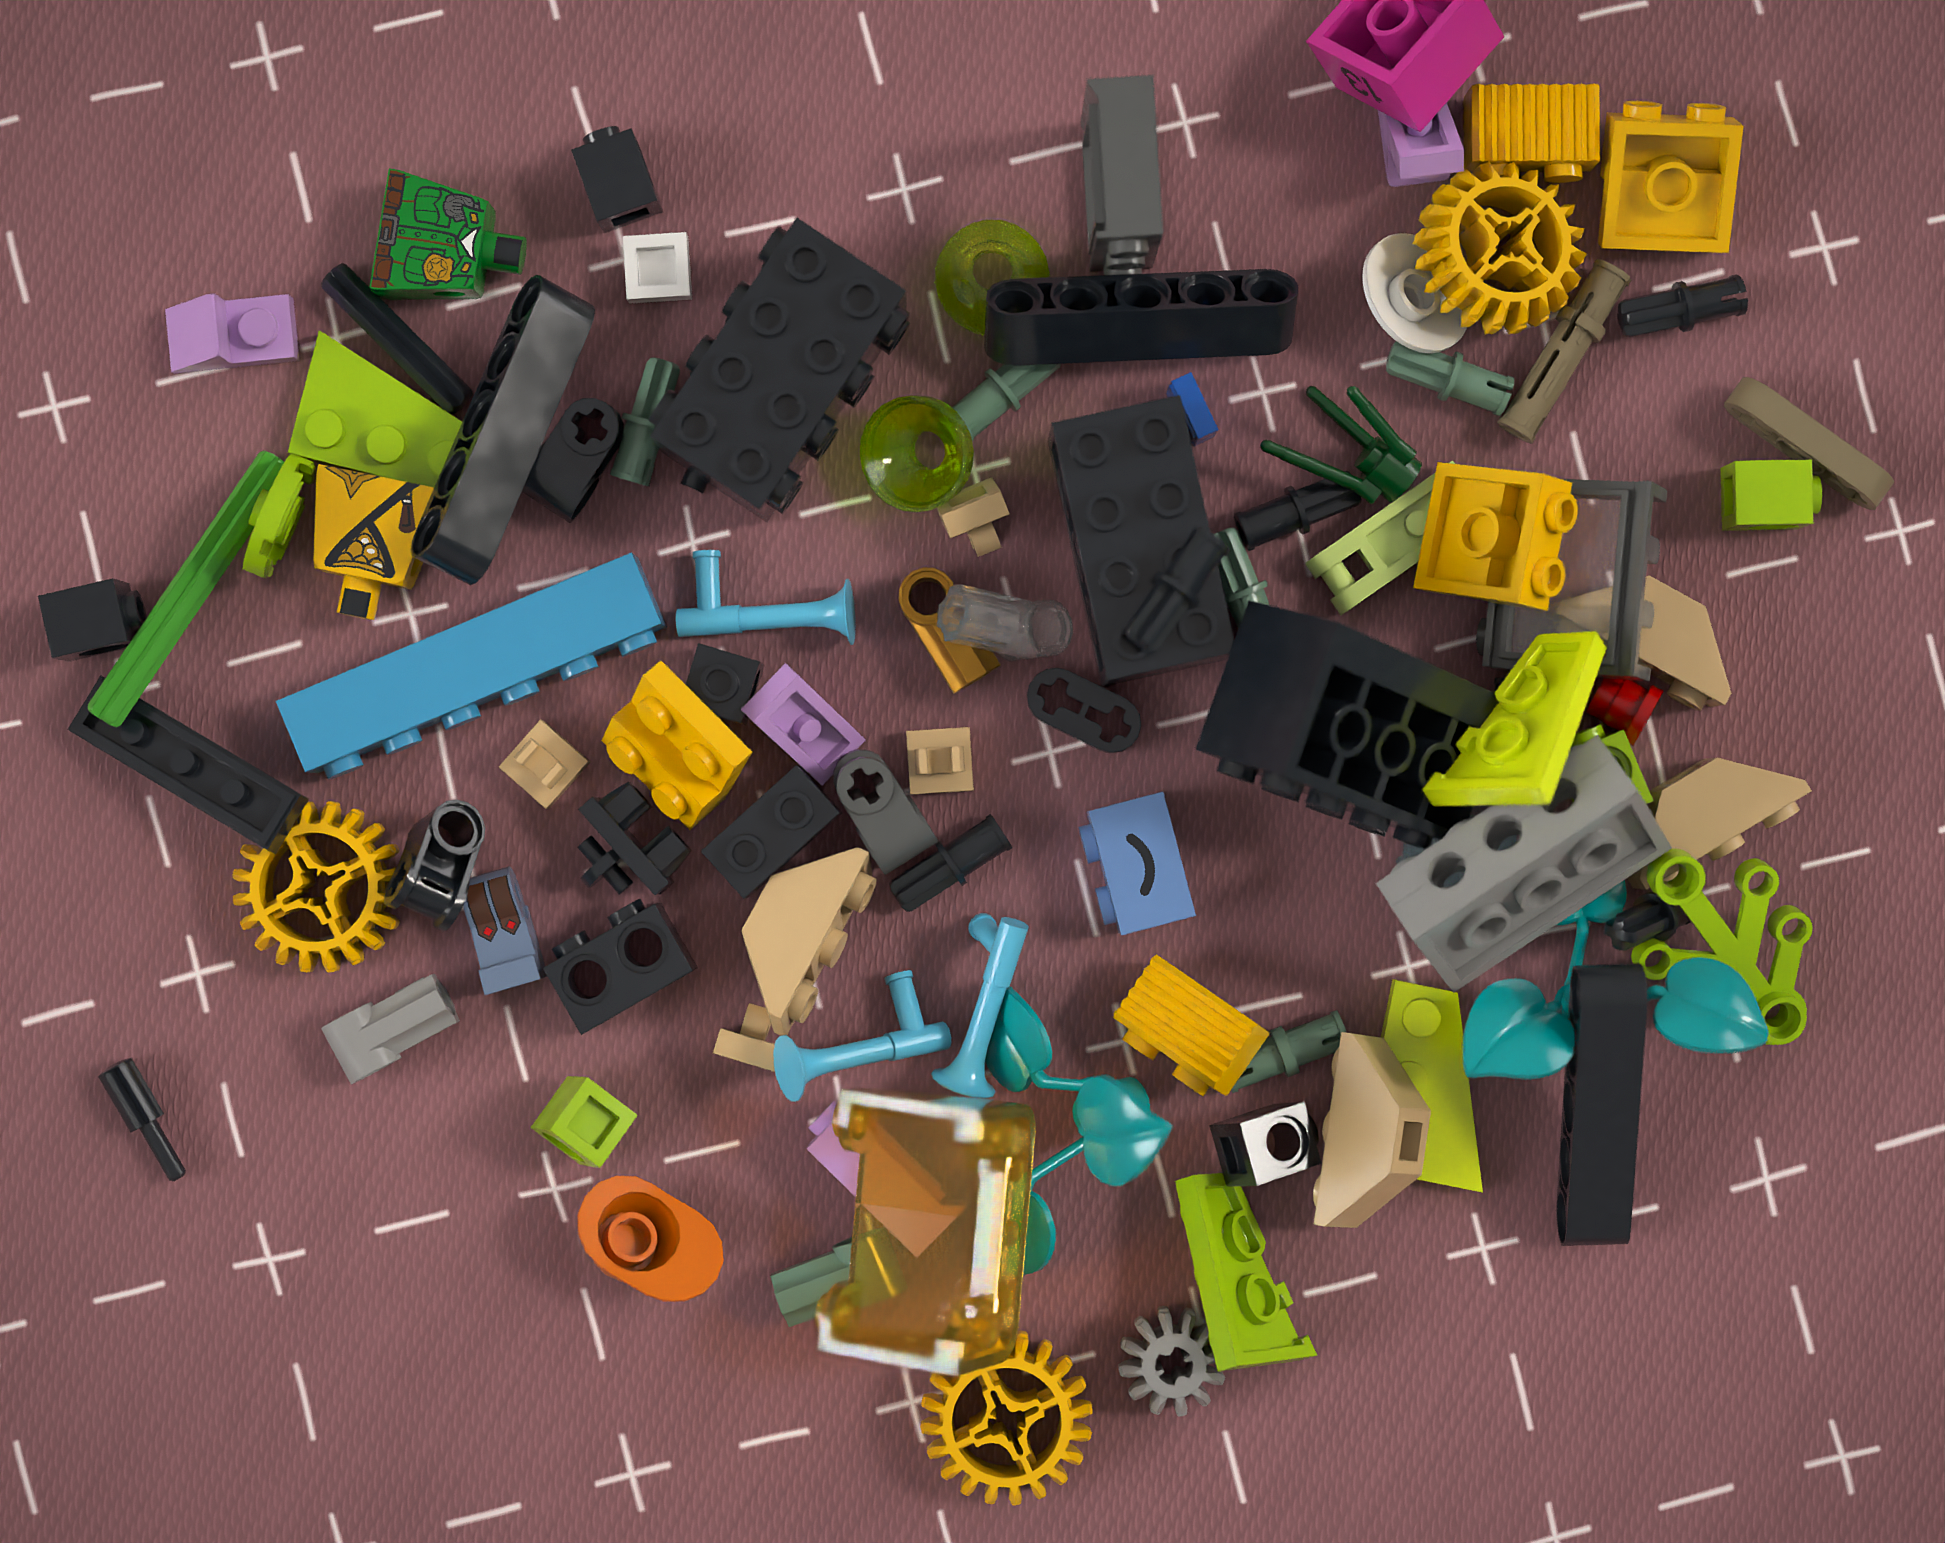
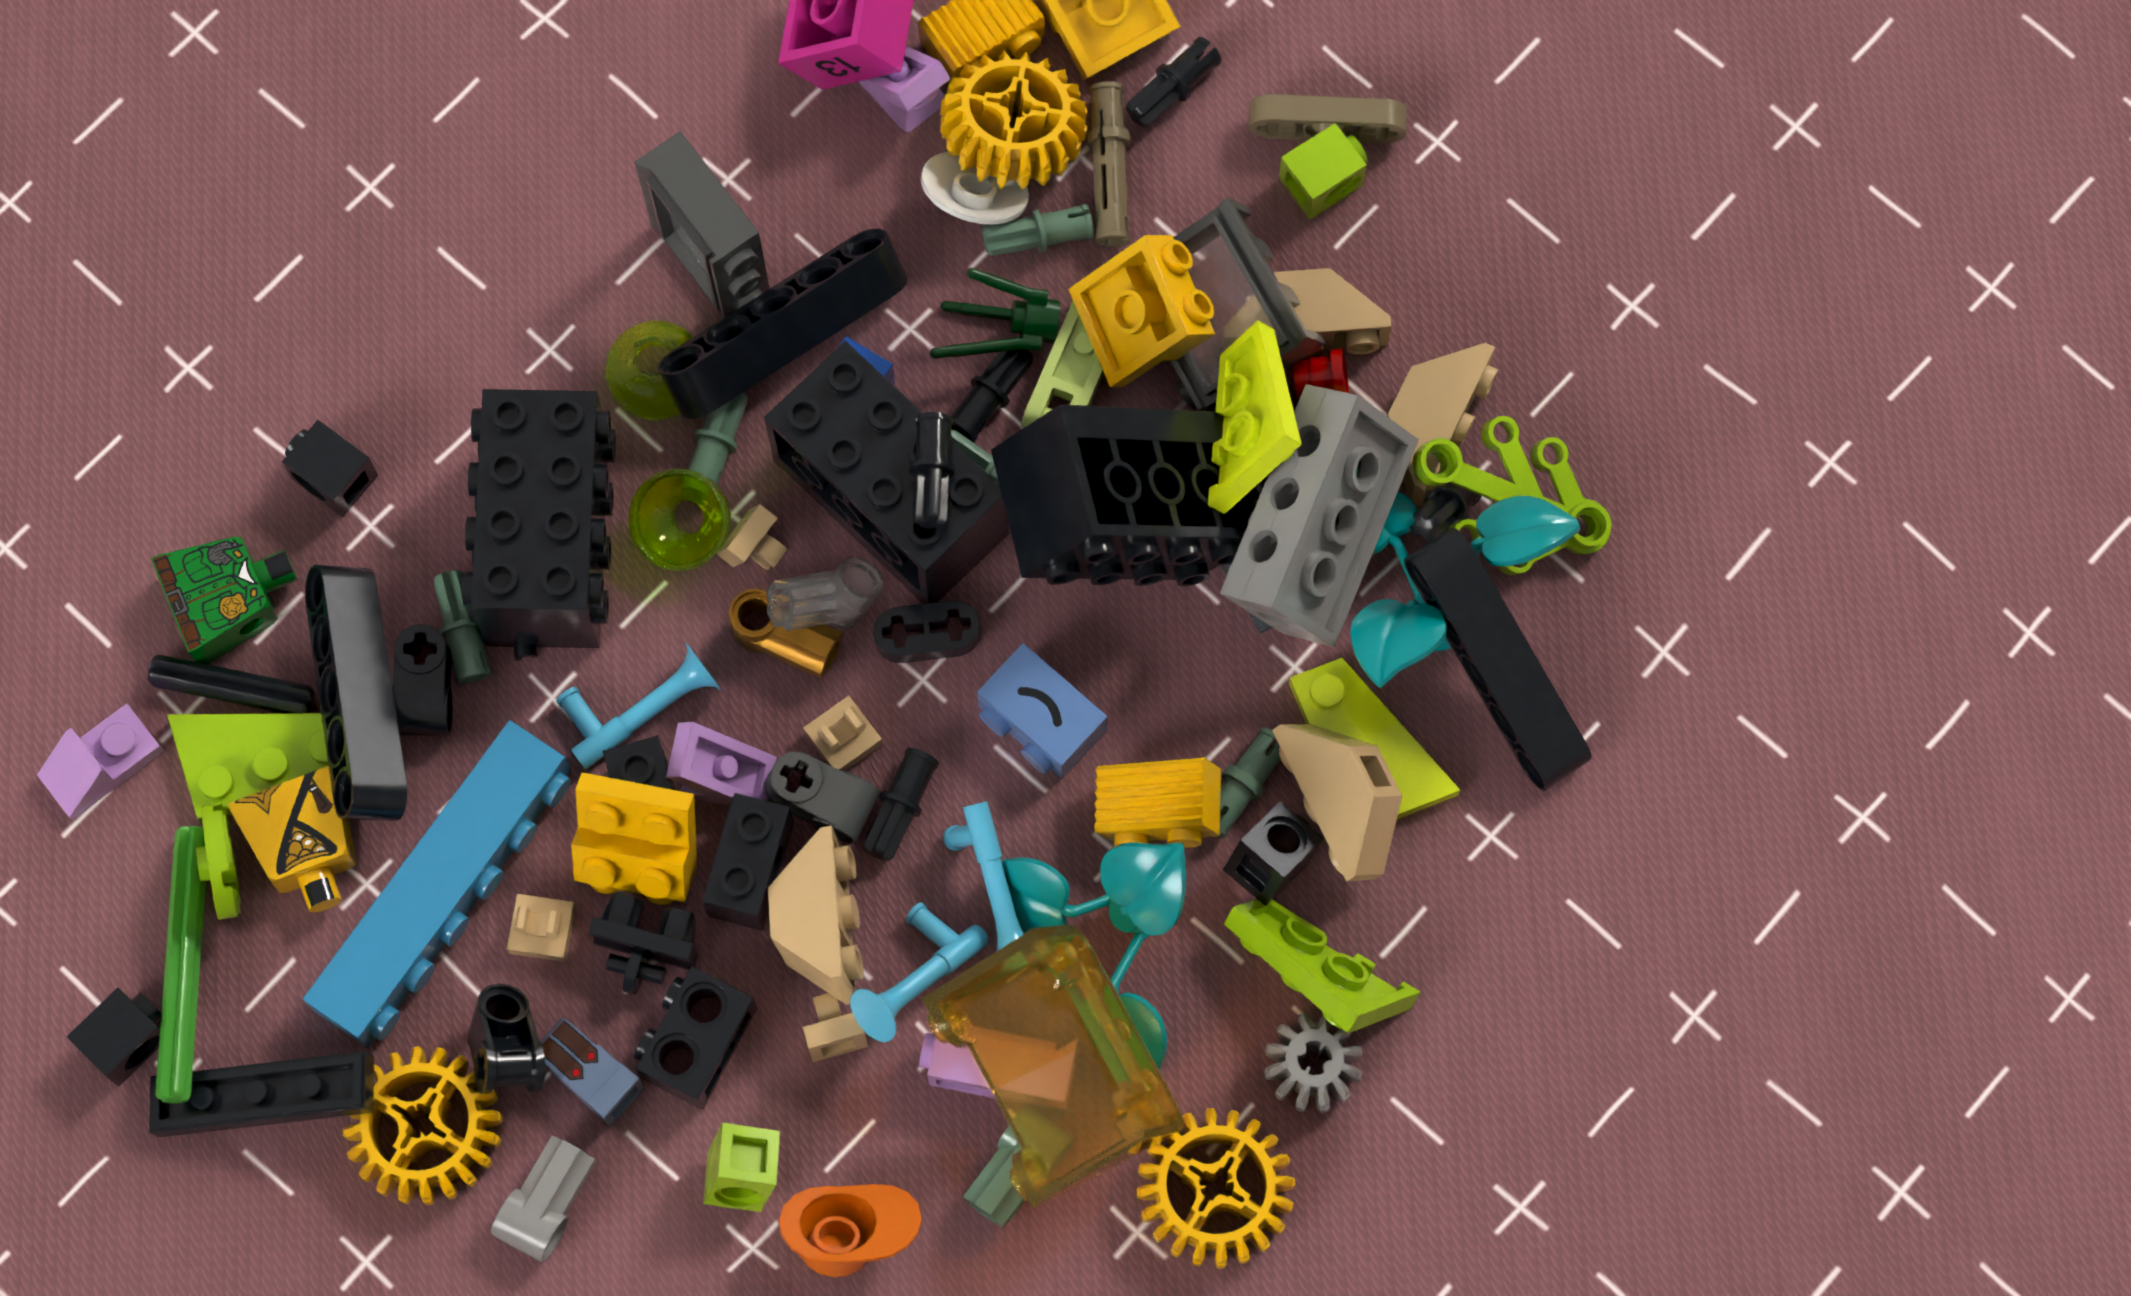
camera: 30 degrees left, 15 degrees down
(657, 267) = (399, 512): white plate -> none

